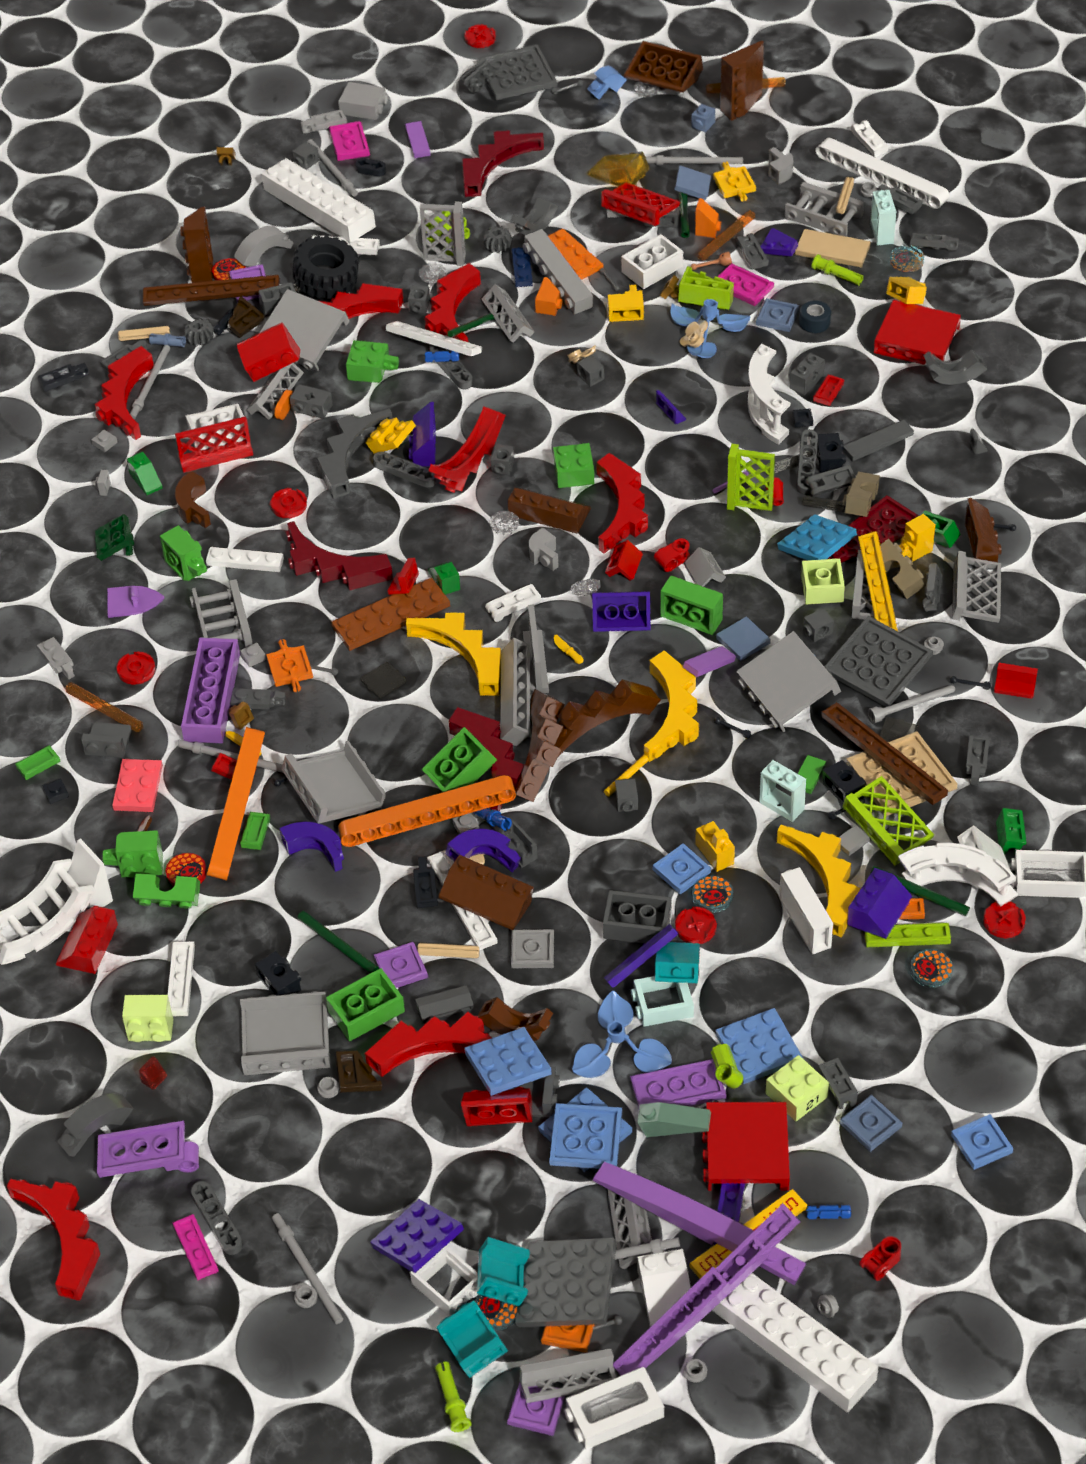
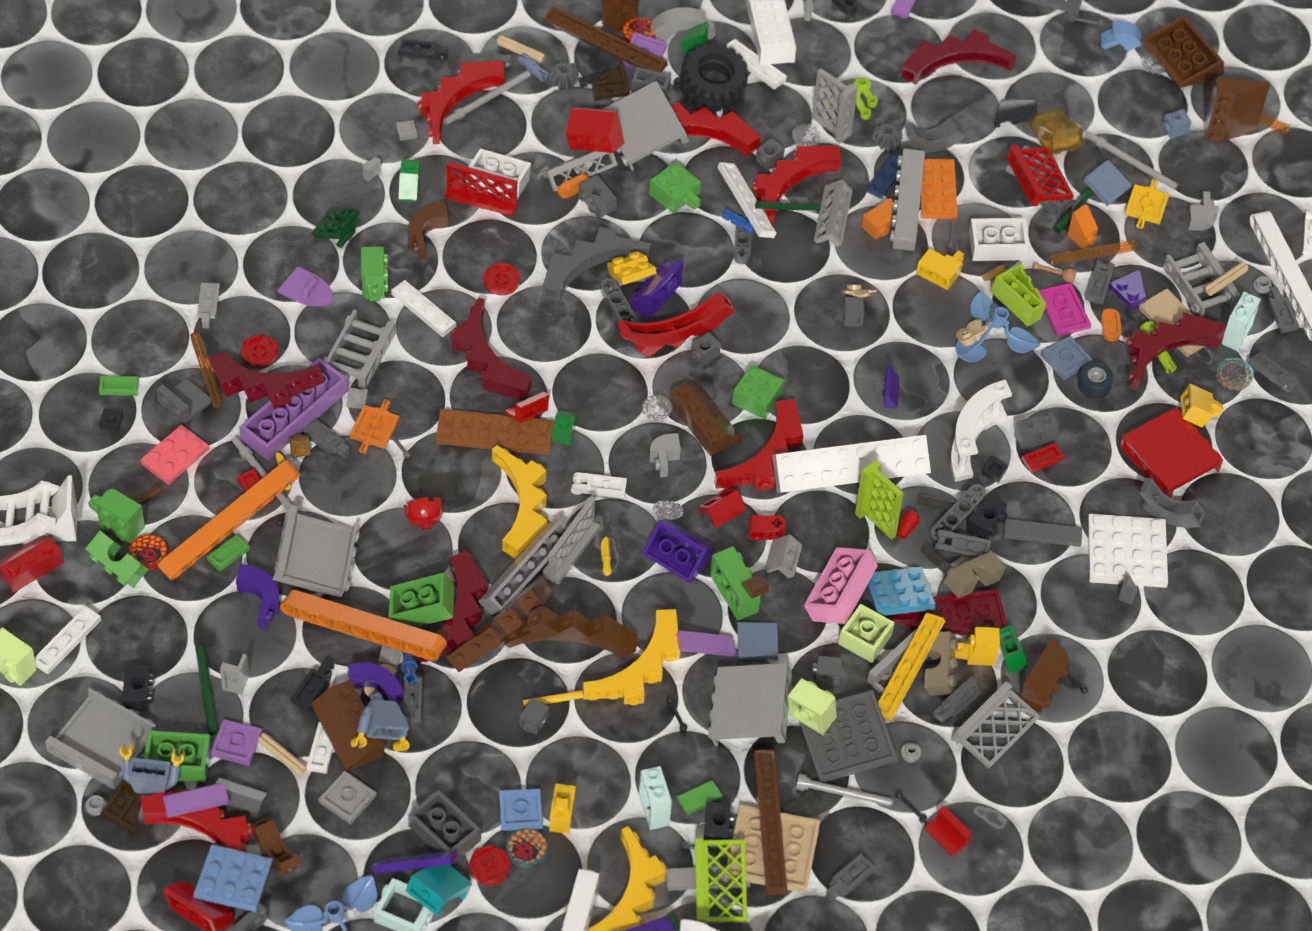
camera: 30 degrees right, 5 degrees up
(165, 688) = (257, 385): none -> dark red arch
(283, 251) = (694, 37): none -> green slope
(356, 914) = (235, 677): none -> light grey panel
(361, 1029) = (150, 775): none -> sand blue torso
(394, 701) = (424, 512): none -> red cylinder
(416, 1024) = (195, 800): none -> medium lavender tile
(517, 868) = (382, 721): none -> sand blue torso
(578, 171) = (1016, 111): none -> black slope
(694, 473) = (845, 463): none -> white brick
(717, 591) = (756, 586): none -> reddish brown slope
(772, 559) = (840, 585): none -> bright pink brick
(787, 275) = (1111, 324): none -> orange tile
(840, 650) = (812, 706): none -> yellowish green brick
(848, 247) = (1186, 331): none -> dark red arch
(948, 416) = (1127, 547): none -> white plate

